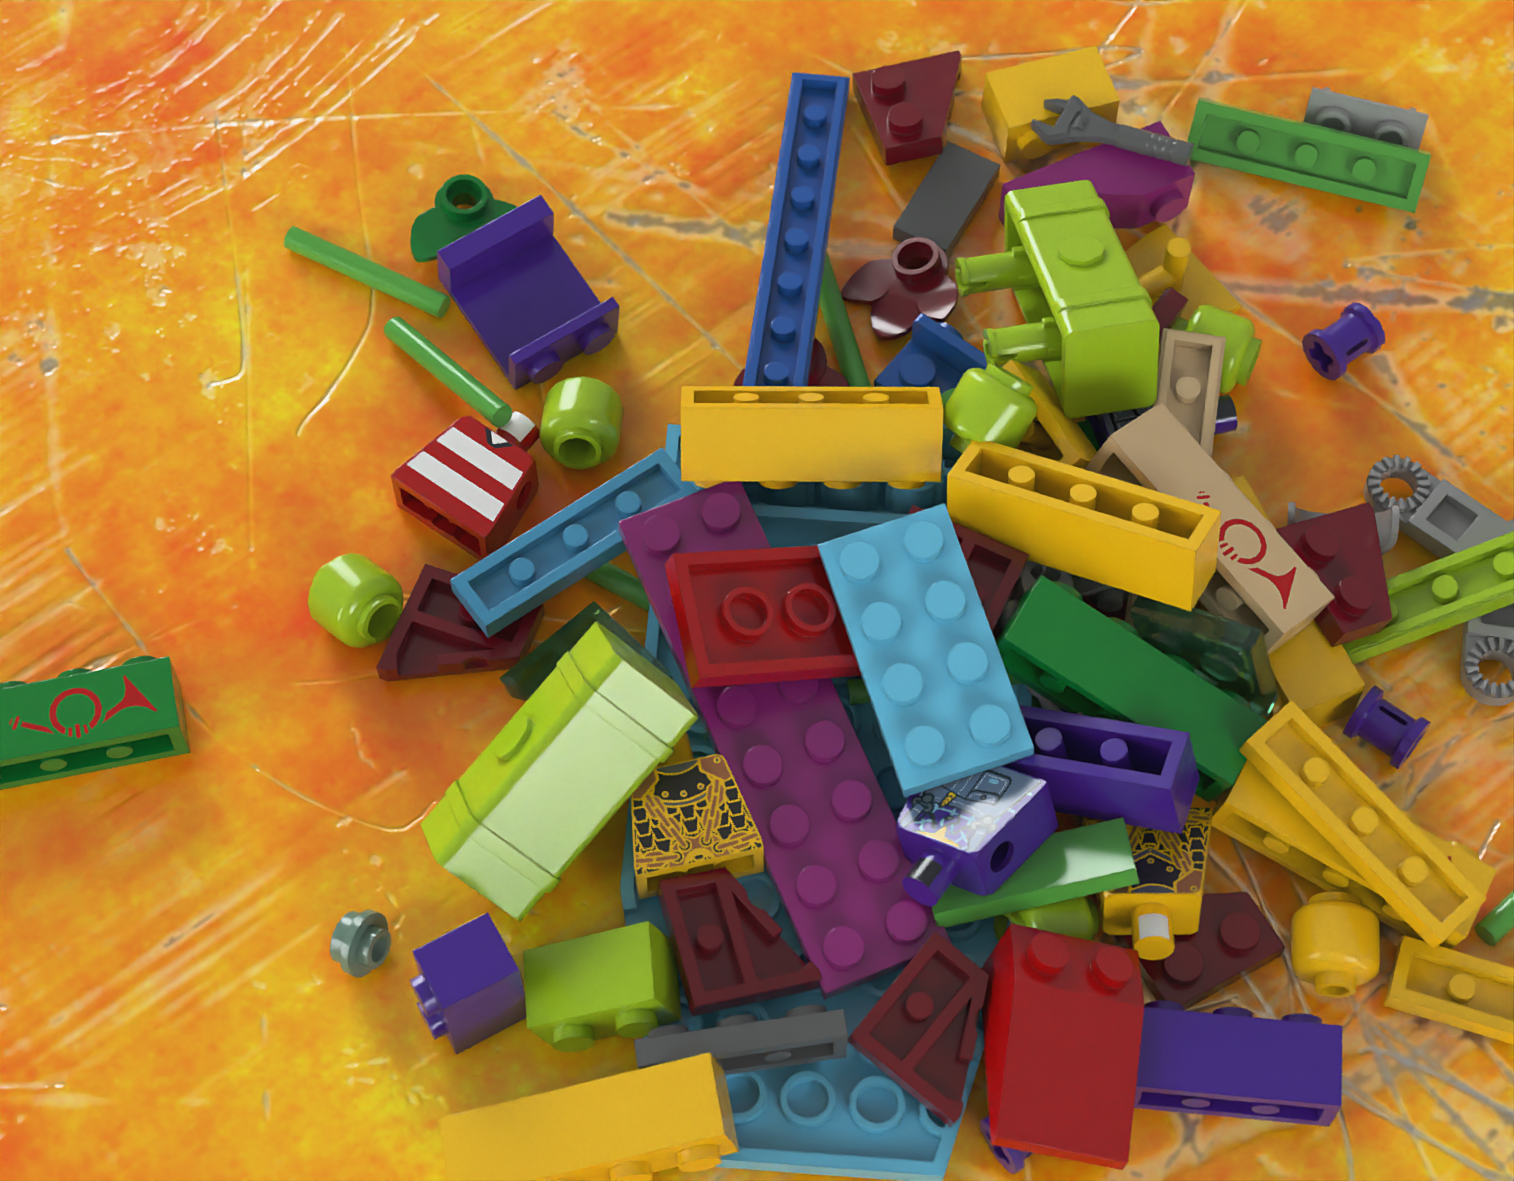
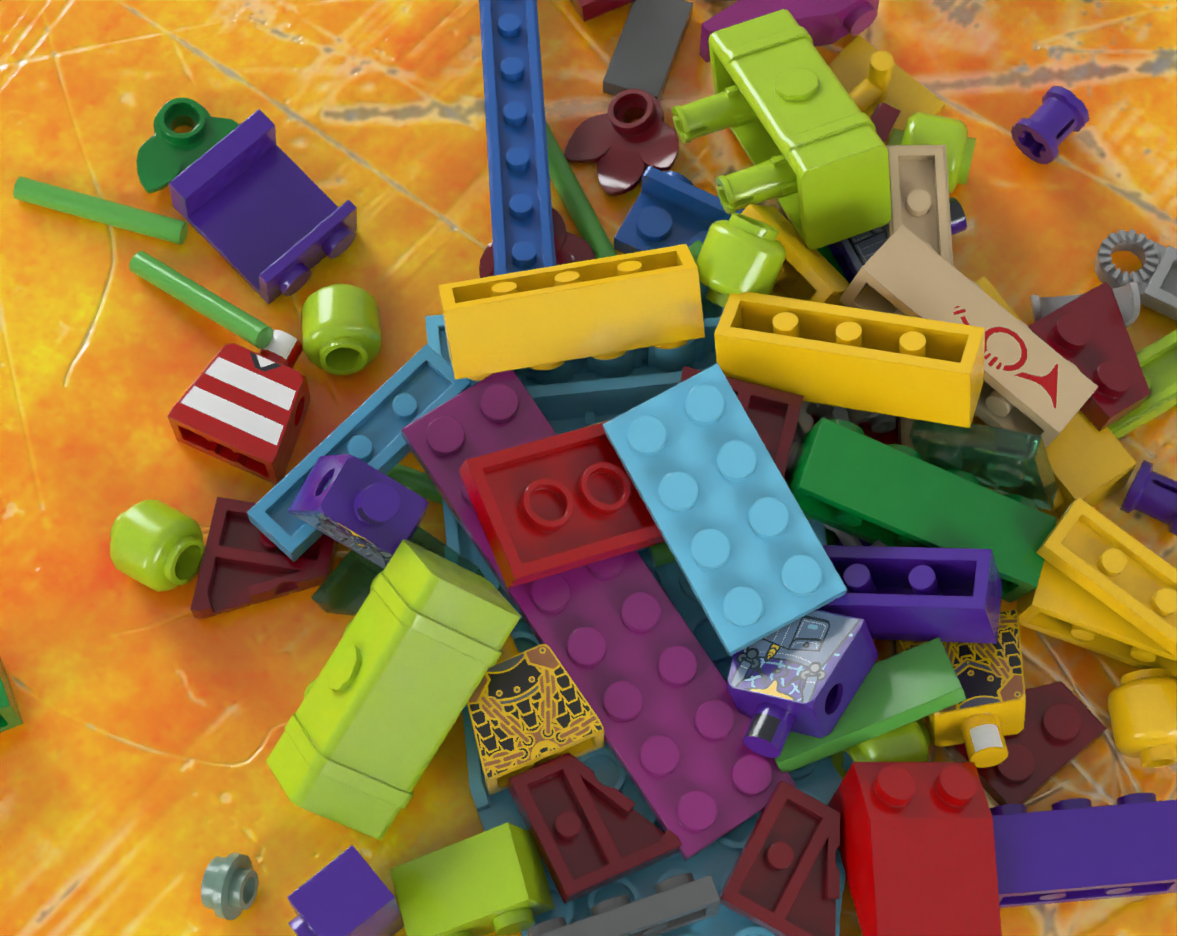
camera: 10 degrees left, 5 degrees up
(562, 588) = (359, 507): none -> dark purple torso

